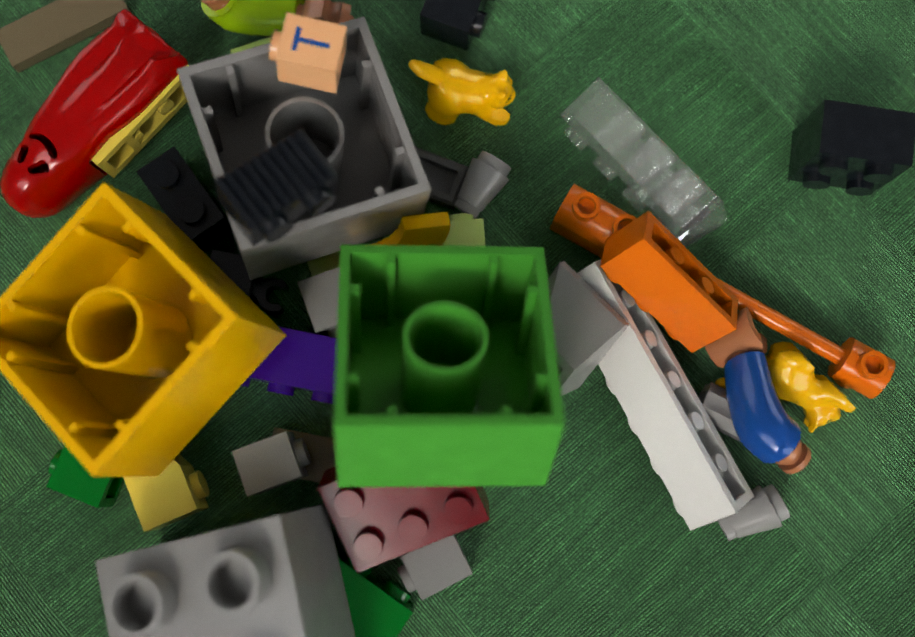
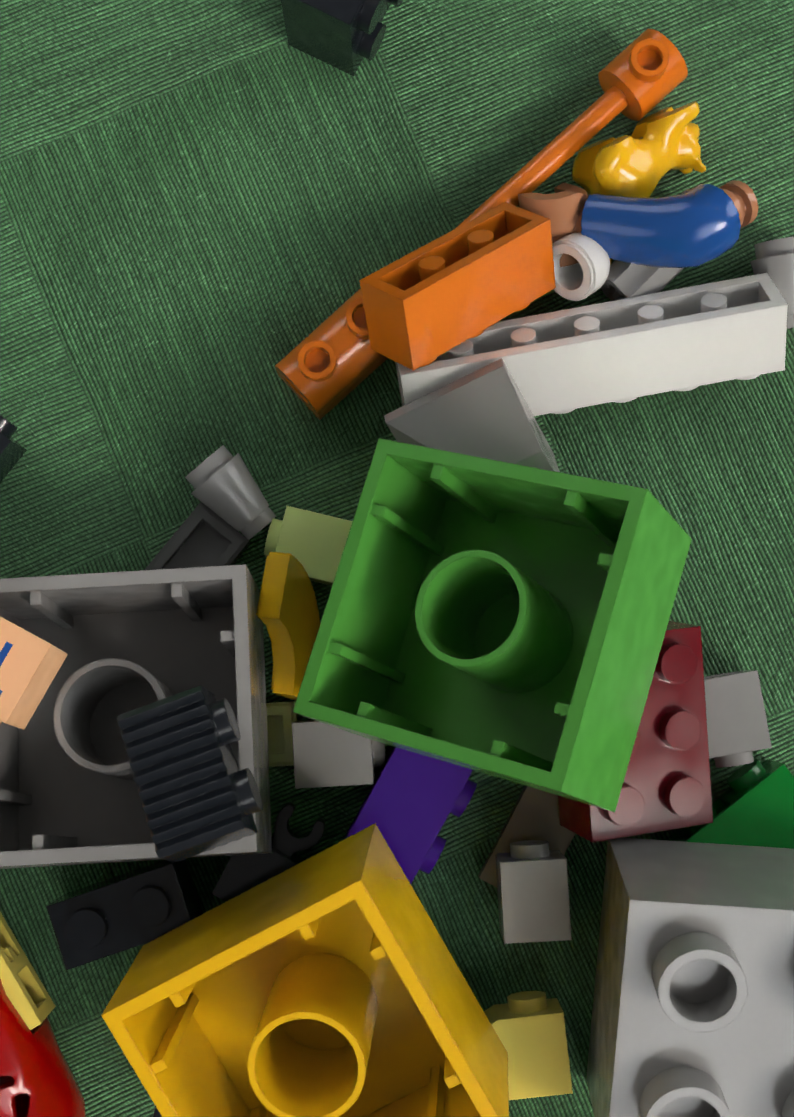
camera: 70 degrees left, 5 degrees up
(461, 90) = (87, 478): yellow animal -> none
(642, 163) = (276, 266): clear wedge -> none
(708, 371) = (582, 278): none -> white piece

